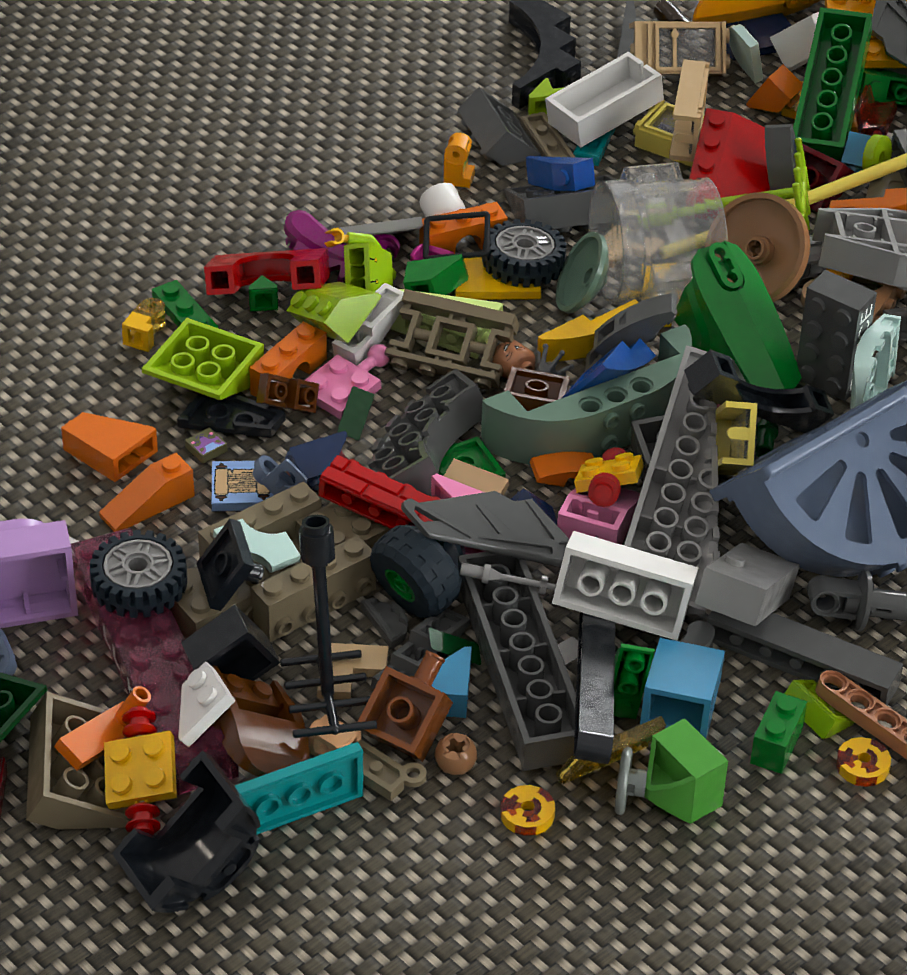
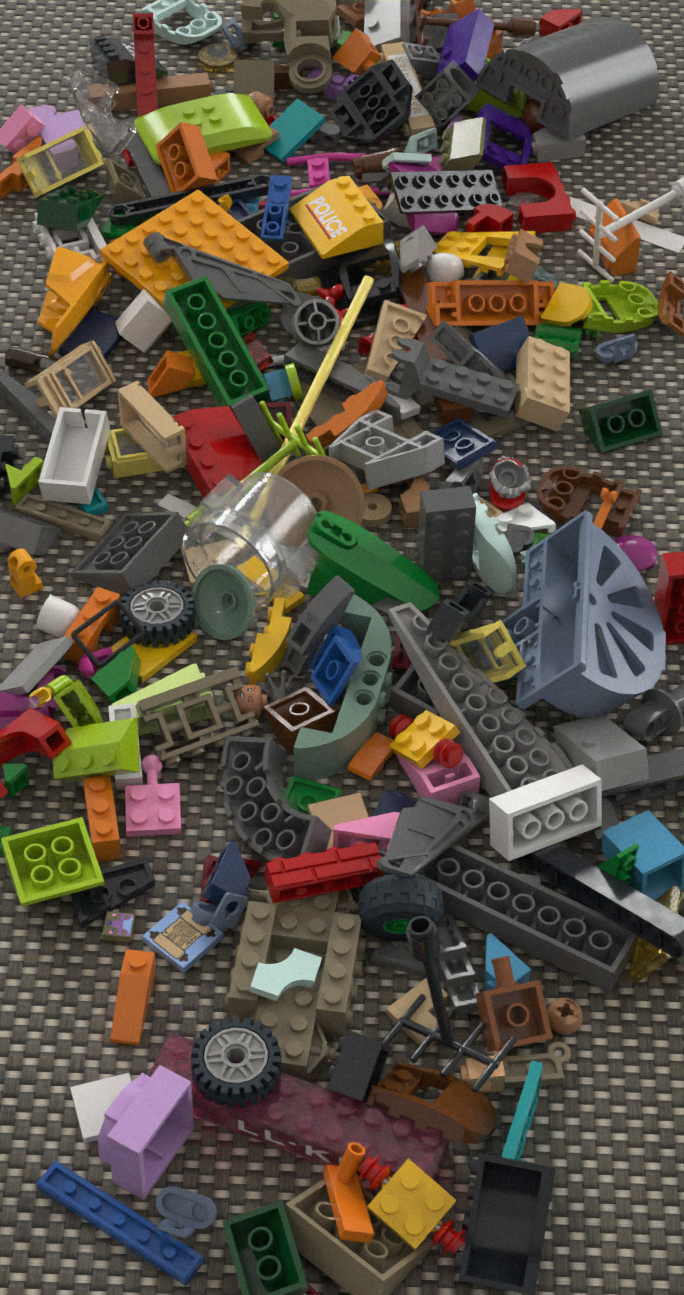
camera: 45 degrees left, 5 degrees up
(109, 443) = (52, 982): orange slope -> none
(202, 702) = (403, 1119): white wing -> none
(227, 565) = (295, 1006): black tile -> none
(287, 393) = (136, 841): reddish brown slope -> none
(356, 412) = (191, 821): dark green sticker -> none
(450, 644) = (471, 941): dark green sticker -> none
(488, 574) = (449, 872): light grey piece -> none
(527, 822) = (645, 1028): yellow piece -> none
(560, 172) = (110, 535): blue slope -> none
(746, 52) = (118, 354): light aqua tile -> none

